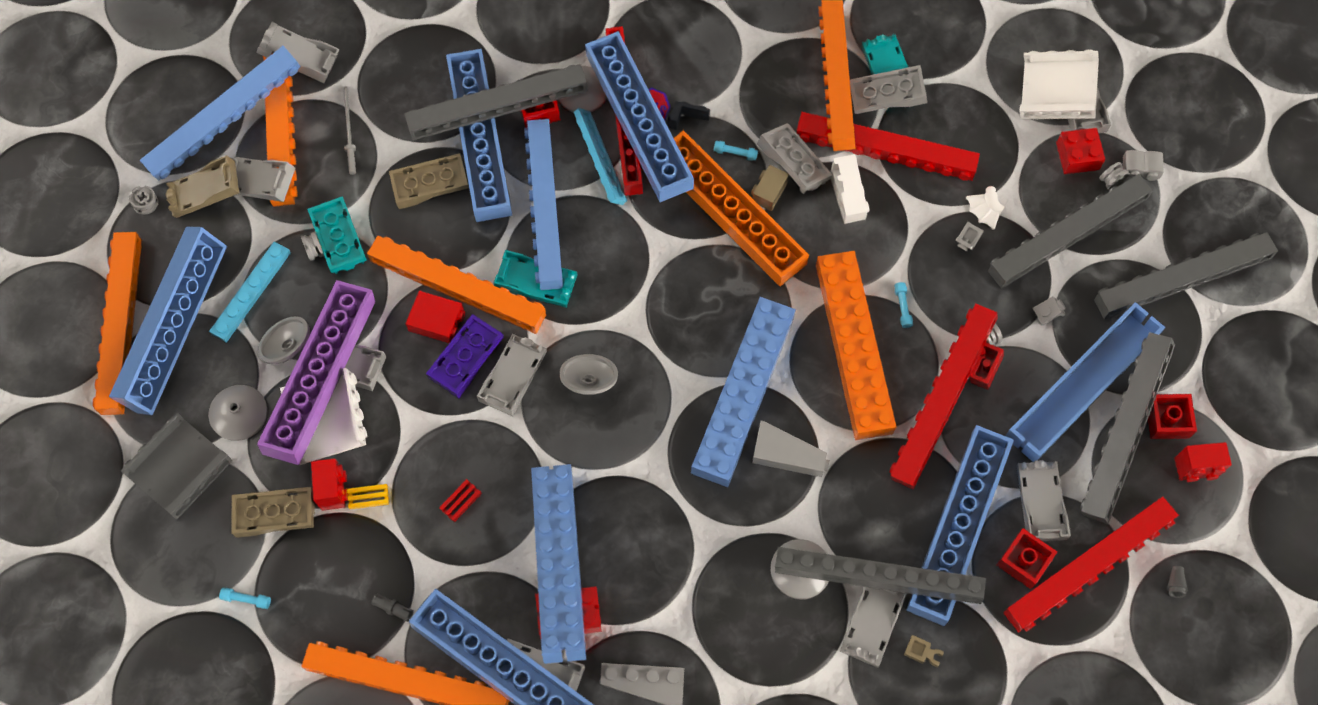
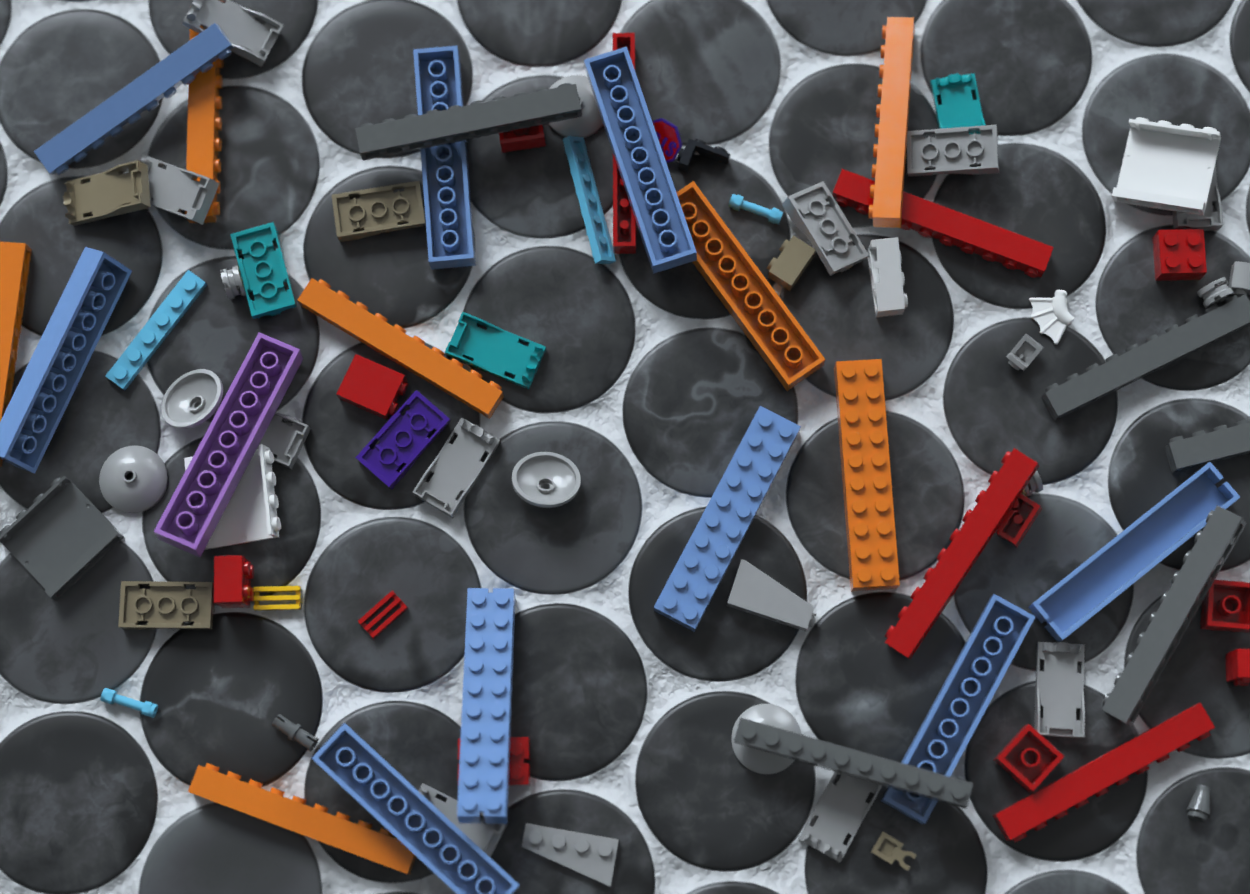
camera: 10 degrees right, 10 degrees up
(143, 199) = (36, 199): light grey wheel -> none
(350, 148) = (287, 158): light grey sword -> none
(544, 208) = (515, 256): medium blue brick -> none
(901, 291) = (931, 412): medium azure bar -> none
(1049, 310) = (1107, 456): light grey bracket -> none

